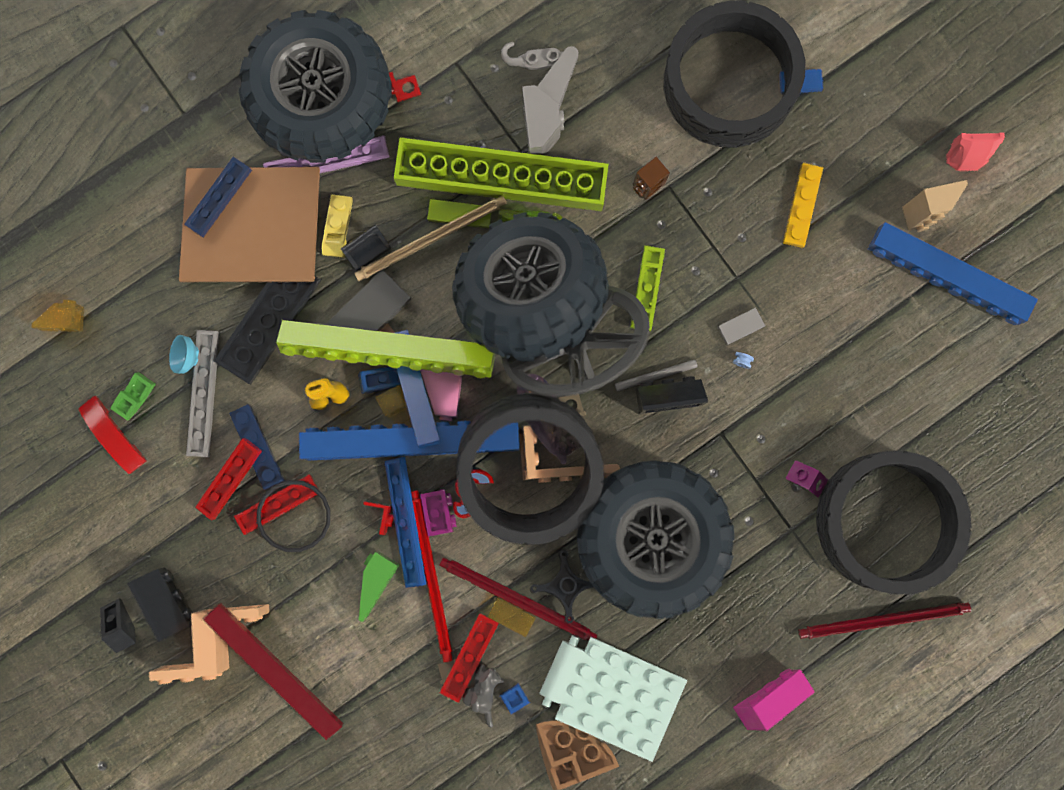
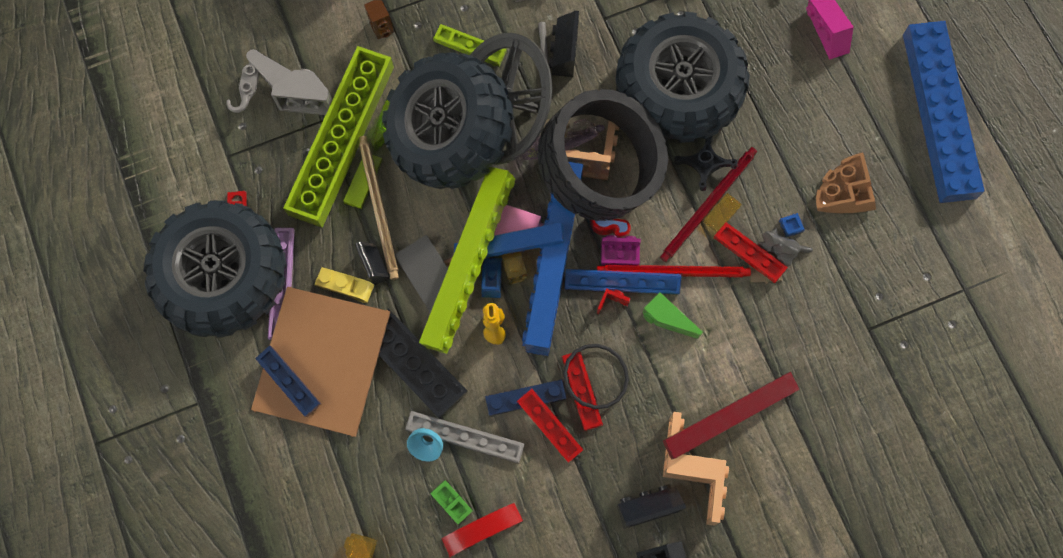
camera: 75 degrees left, 10 degrees down
(612, 695) = (802, 146): light aqua plate -> none

